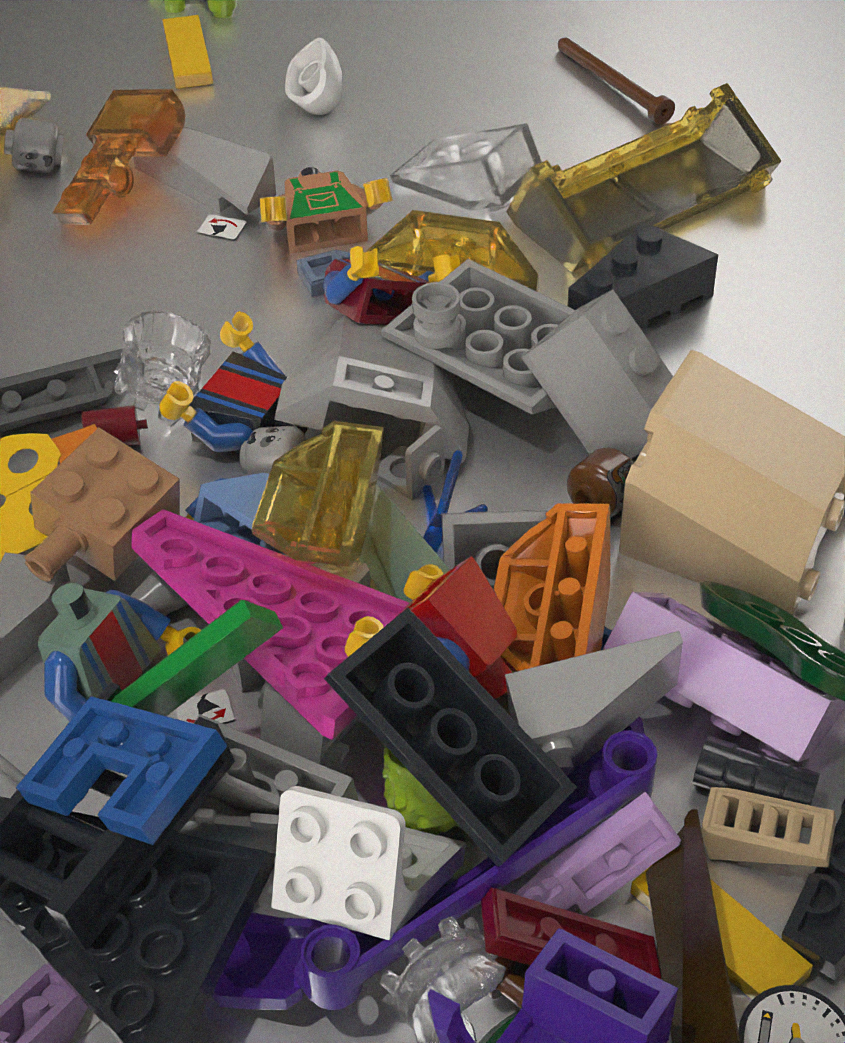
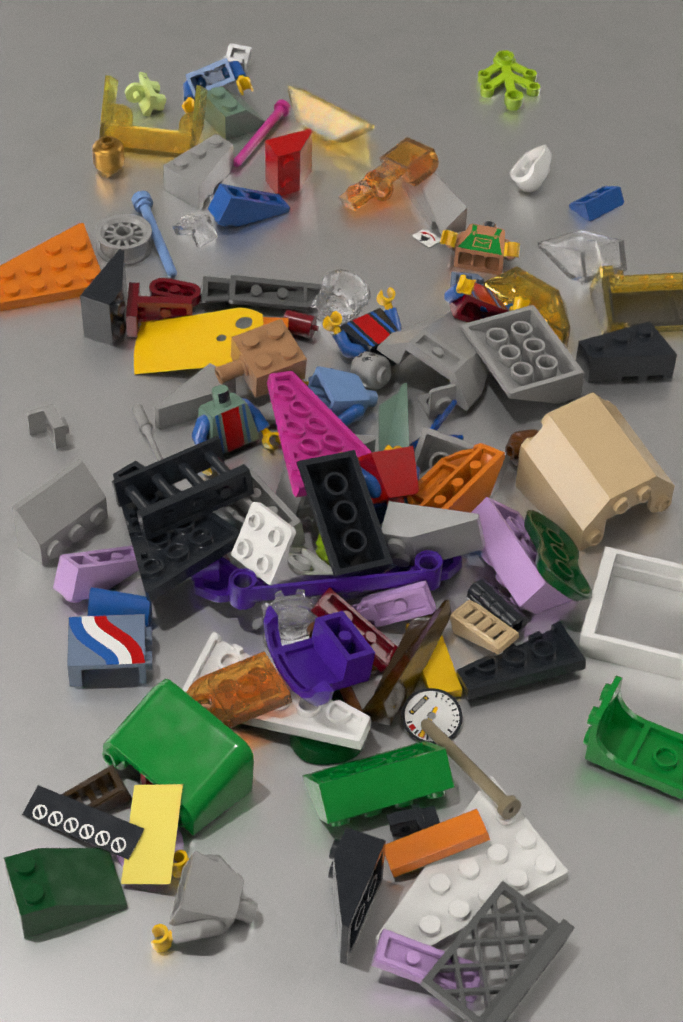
camera: 25 degrees right, 0 degrees up
(34, 145) = (351, 154): light grey head -> none
(157, 752) = (212, 469): blue plate -> none
(187, 52) = (473, 125): yellow tile -> none
(201, 659) = (258, 441): green tile -> none
(212, 705) = (268, 474): white sticker -> none
(323, 497) = (372, 395): clear yellow wedge -> none
(431, 94) = (598, 202): none -> blue slope
(436, 315) = (488, 329): light grey wheel -> none
(601, 375) = (552, 383): light grey slope -> none

